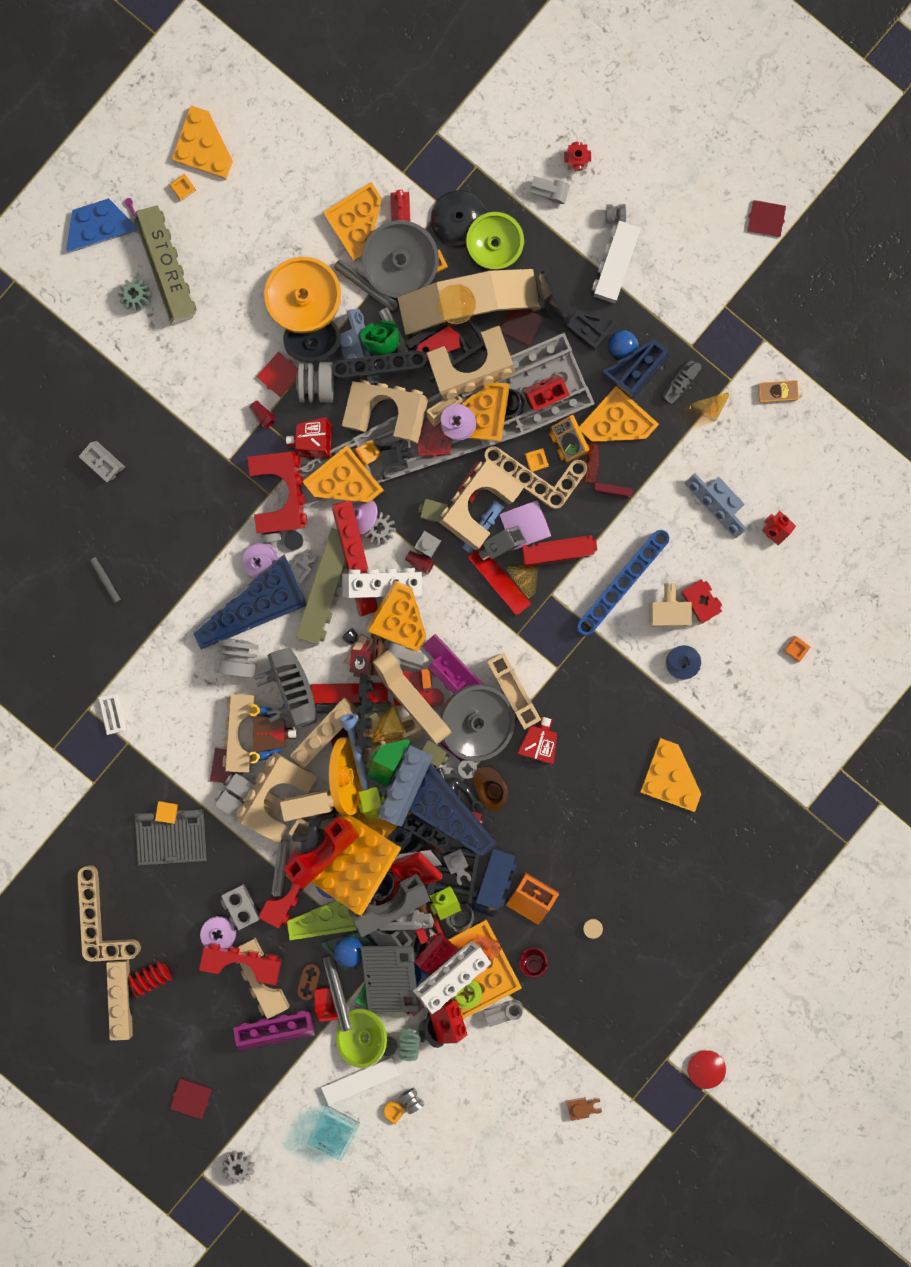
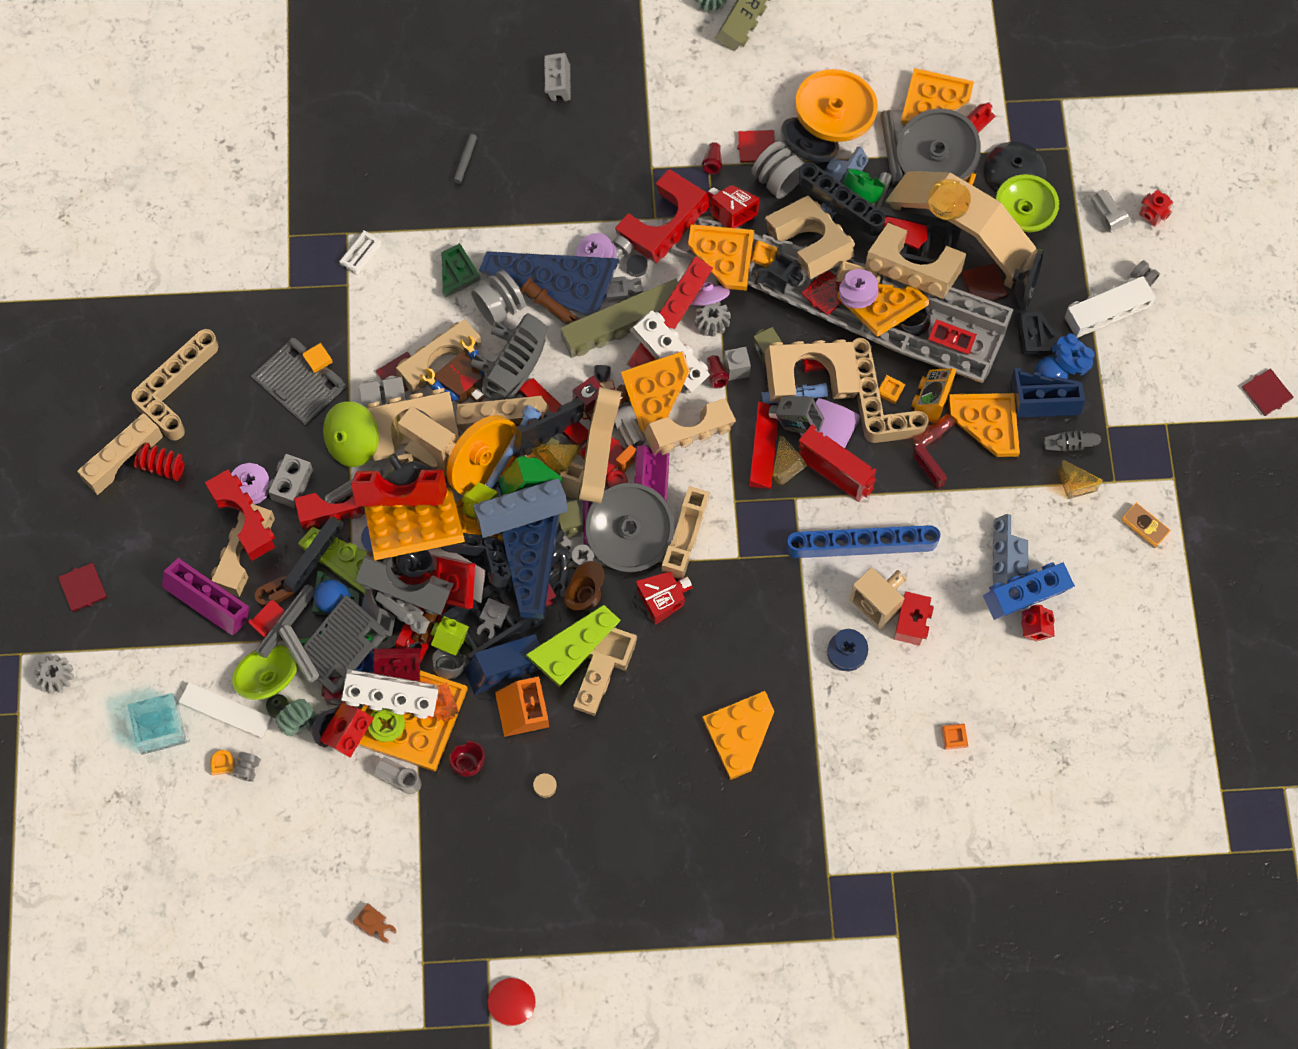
camera: 45 degrees right, 20 degrees down
(186, 663) = (457, 270): none -> dark green wing
(246, 842) = (350, 434): none -> lime dish
(260, 628) = (541, 297): none -> reddish brown pin
(309, 939) = (313, 554): none -> black beam
(370, 1008) = (298, 653): none -> light grey axle
(452, 598) = (666, 434): none -> tan arch
(524, 840) = (572, 646): none -> lime wing
(544, 811) = (612, 652): none -> tan plate
(627, 312) = (1069, 346): none -> blue plate
(766, 489) = (1001, 603): none -> blue brick

